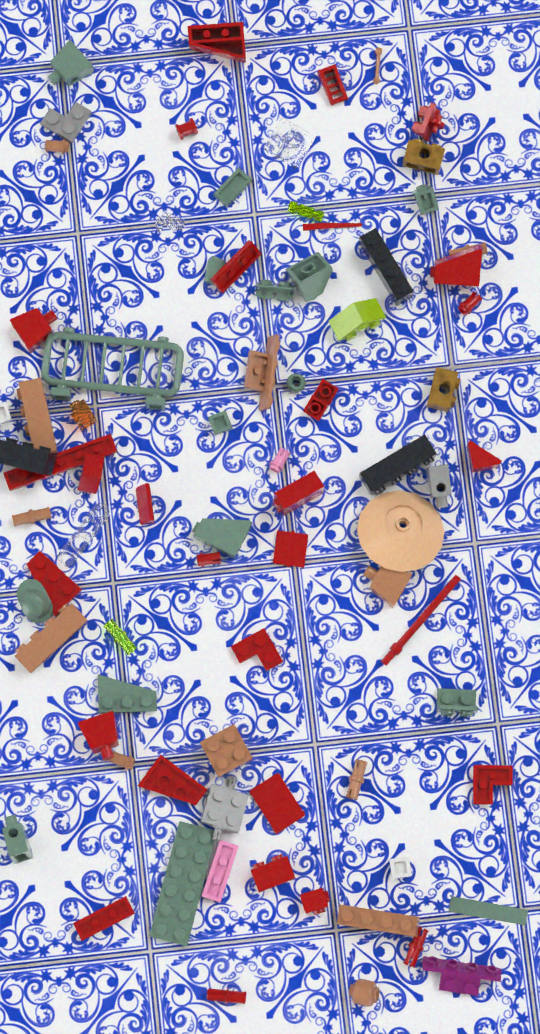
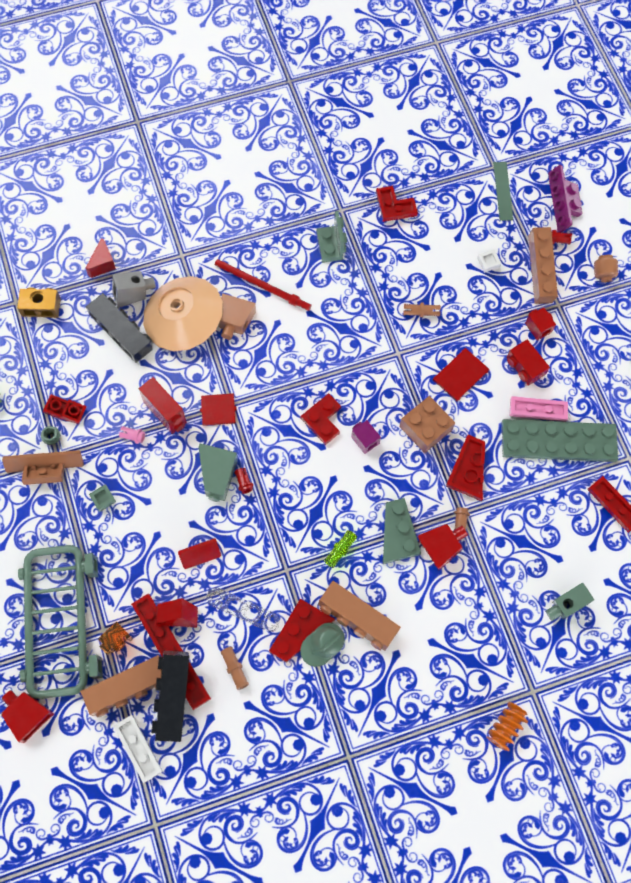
camera: 105 degrees left, 10 degrees down
(224, 808) = (481, 416): light grey plate -> none
(228, 686) = (365, 436): none -> magenta brick

